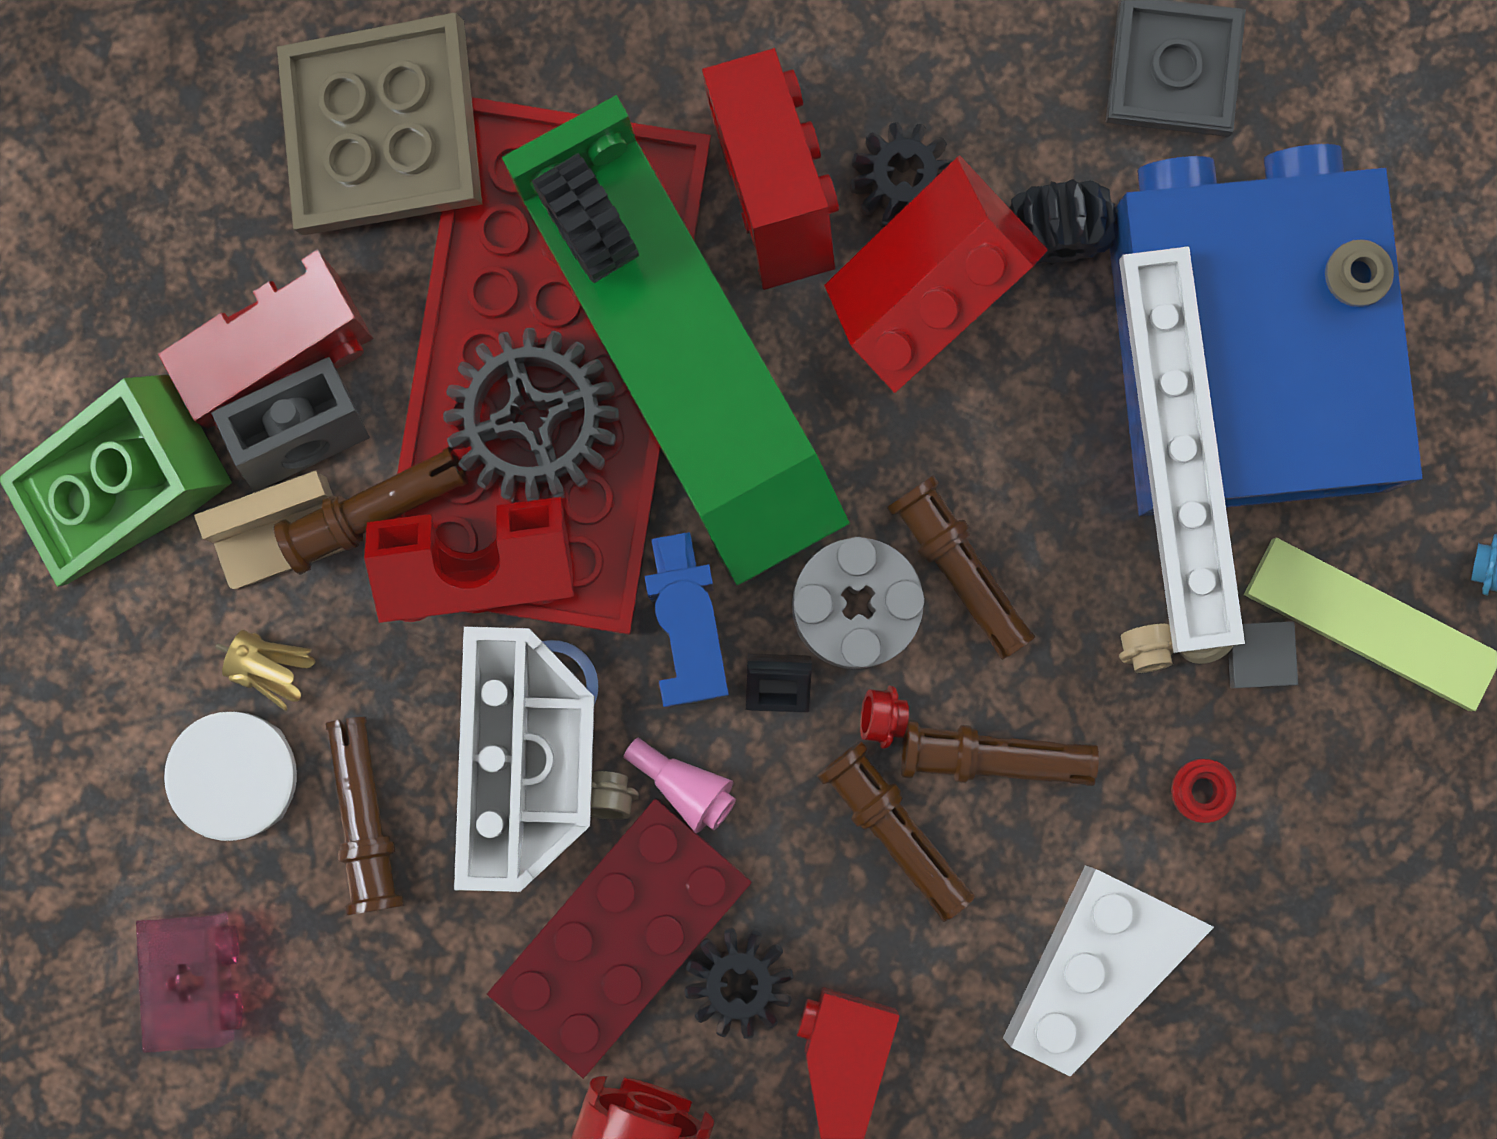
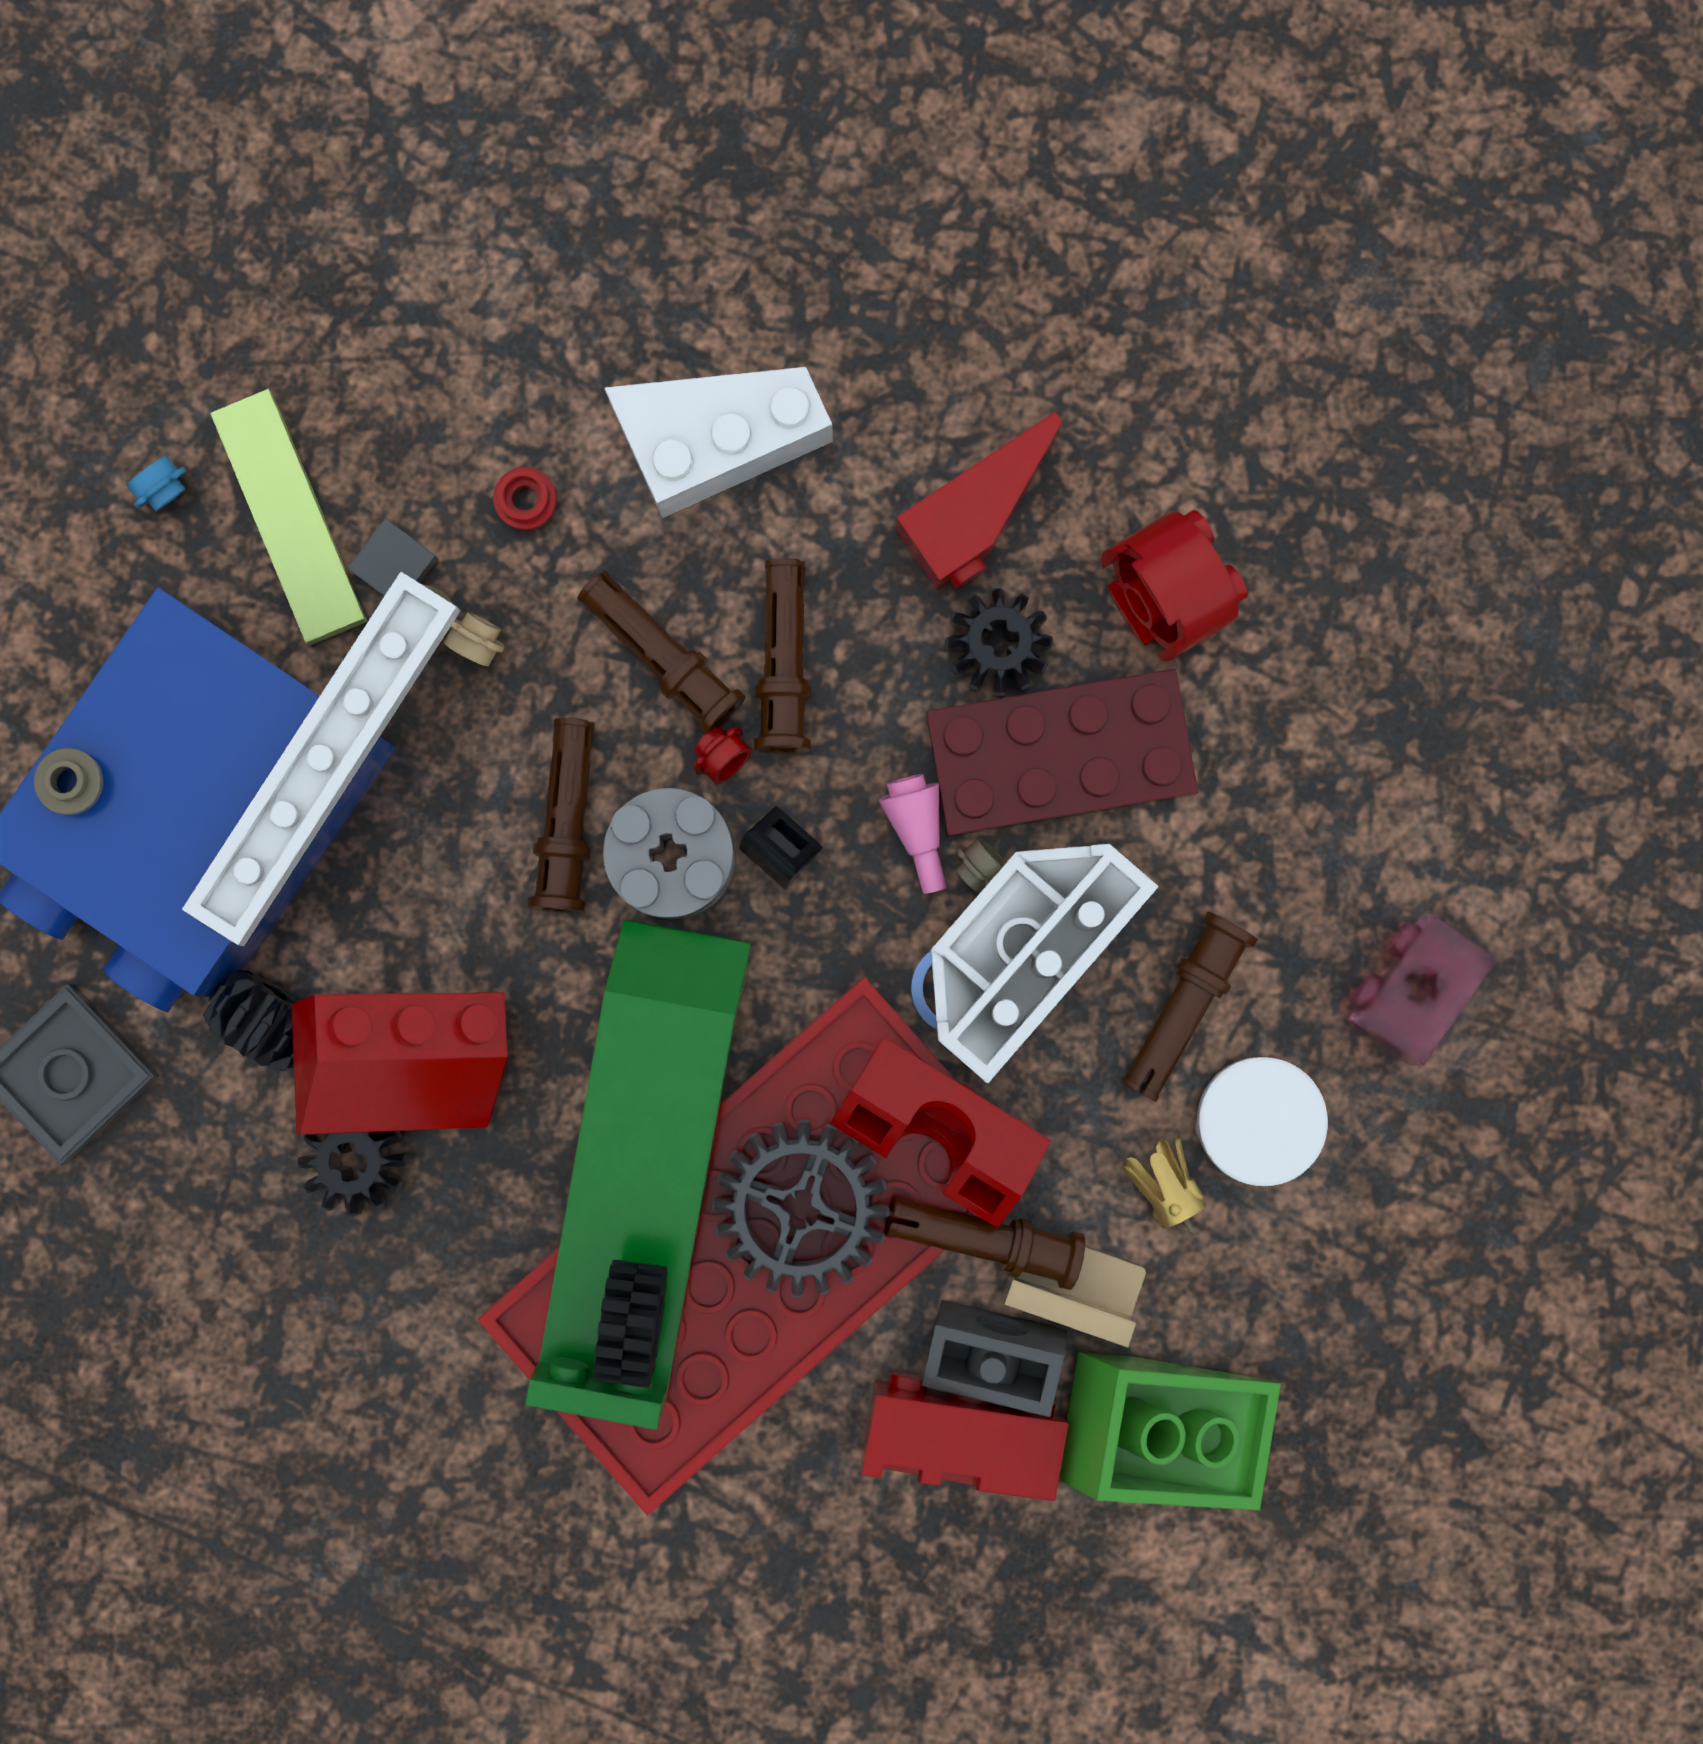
camera: 135 degrees left, 0 degrees up
(379, 124) = (731, 1545): dark tan plate -> none
(689, 621) = (810, 942): blue hips -> none
(773, 166) = (448, 1254): red wedge -> none

